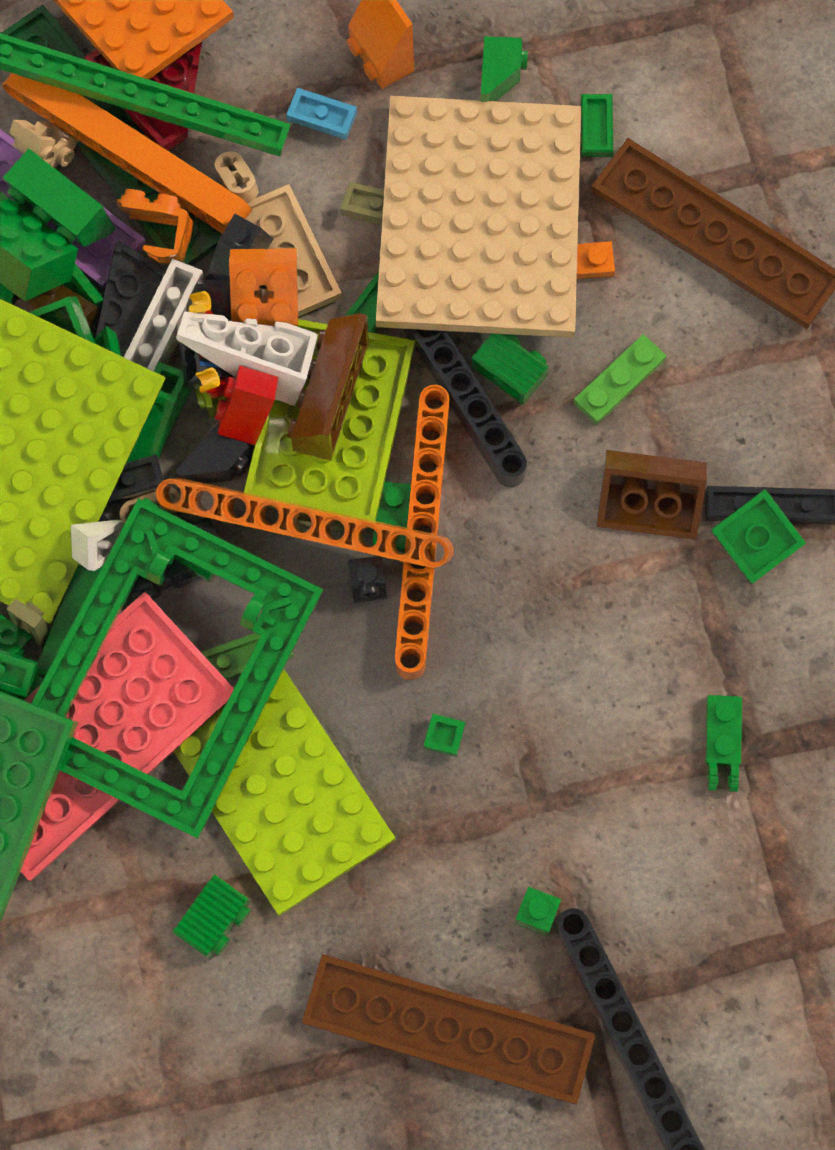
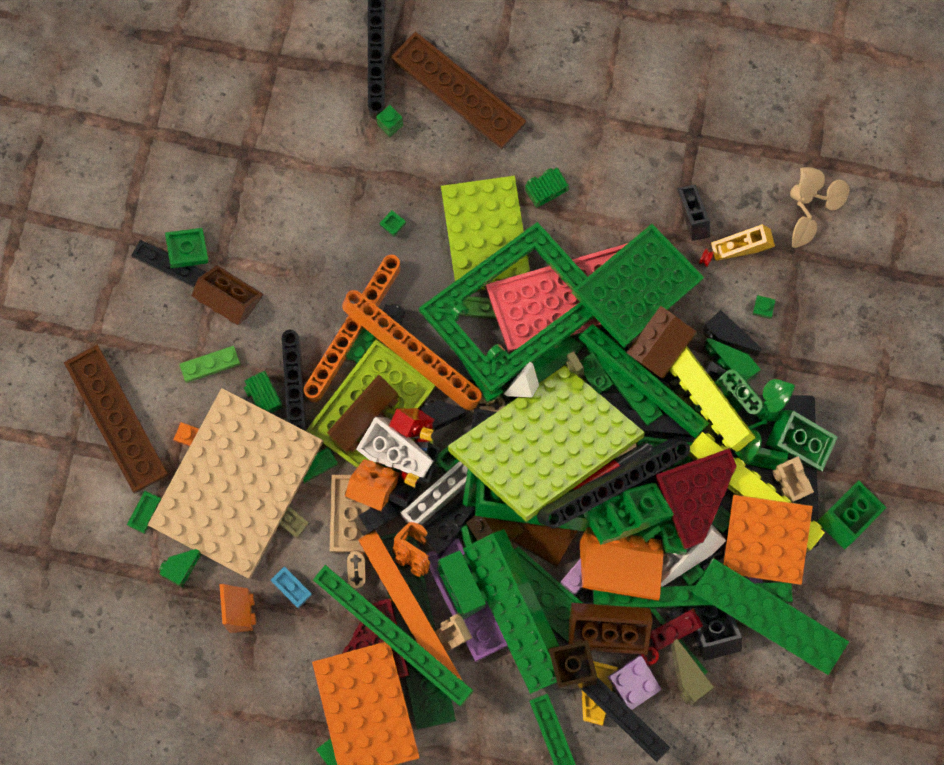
camera: 155 degrees left, 0 degrees up
(723, 739) = (258, 162): green hinge -> none

